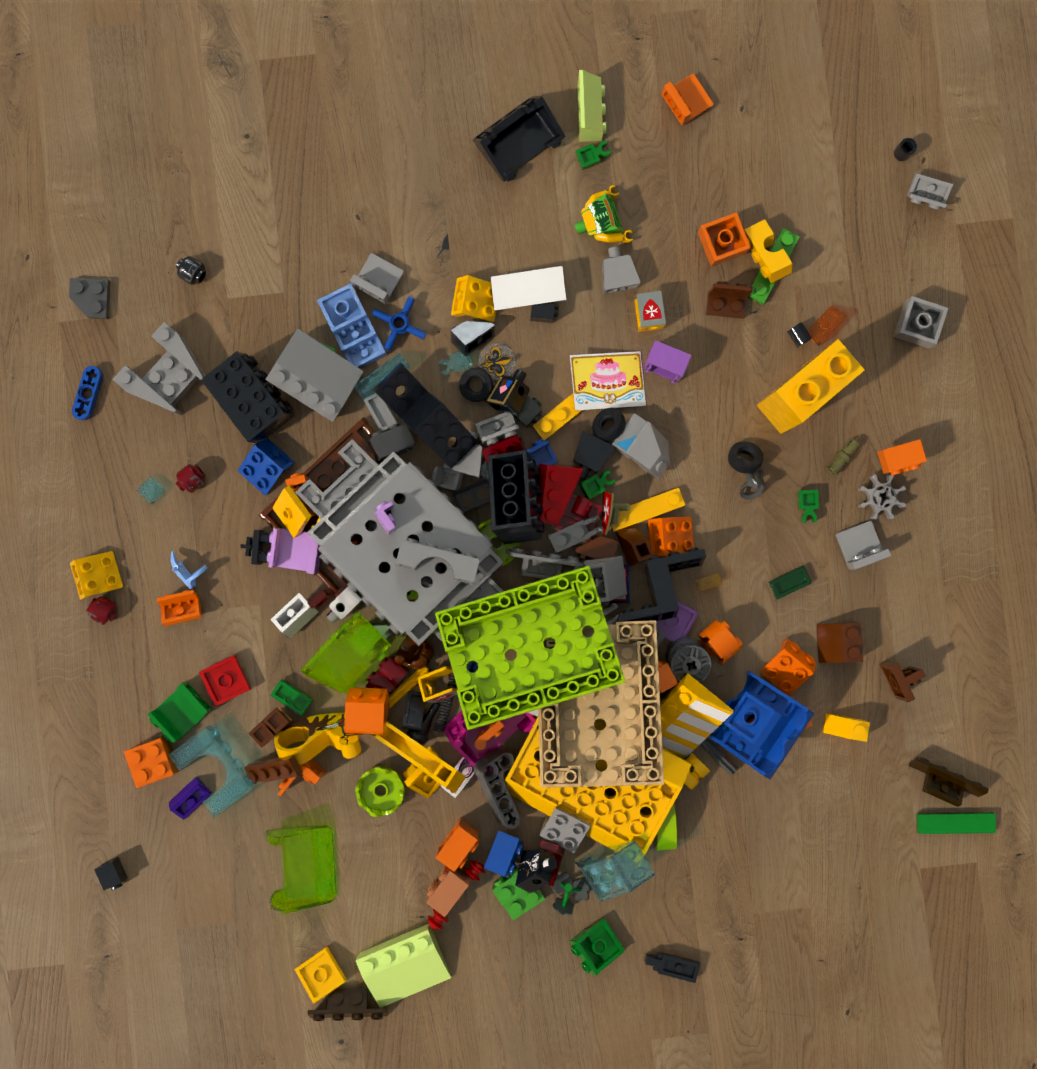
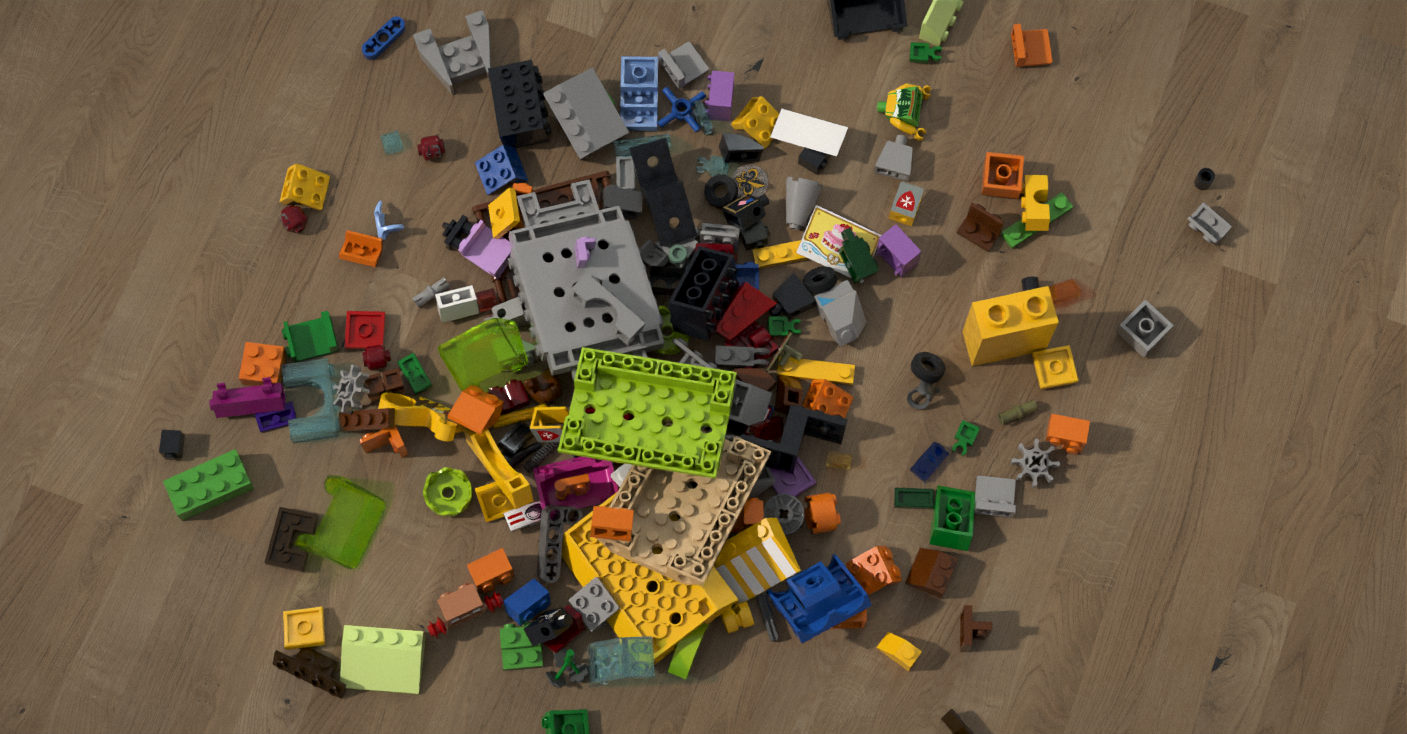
camera: 30 degrees right, 15 degrees down
(156, 801) = (248, 399): none -> magenta brick
(164, 894) = (208, 485): none -> bright green brick
(243, 748) = (351, 389): none -> light grey gear
(249, 701) = (376, 357): none -> dark red head
(253, 892) = (279, 549): none -> dark brown plate
(265, 614) = (430, 292): none -> light grey pin
(419, 319) = (700, 113): none -> clear light blue plate
(429, 293) = (720, 95): none -> medium lavender container
(470, 468) = (678, 254): none -> sand green tile
(553, 358) = (800, 201): none -> light grey cone
(553, 772) = (612, 523): none -> orange brick
(631, 385) = (857, 257): none -> dark green hinge
(633, 590) = (768, 429): none -> clear red tile
(787, 541) = (929, 461): none -> clear blue plate
(834, 584) = (952, 518): none -> green slope
(857, 399) = (1055, 367): none -> yellow plate

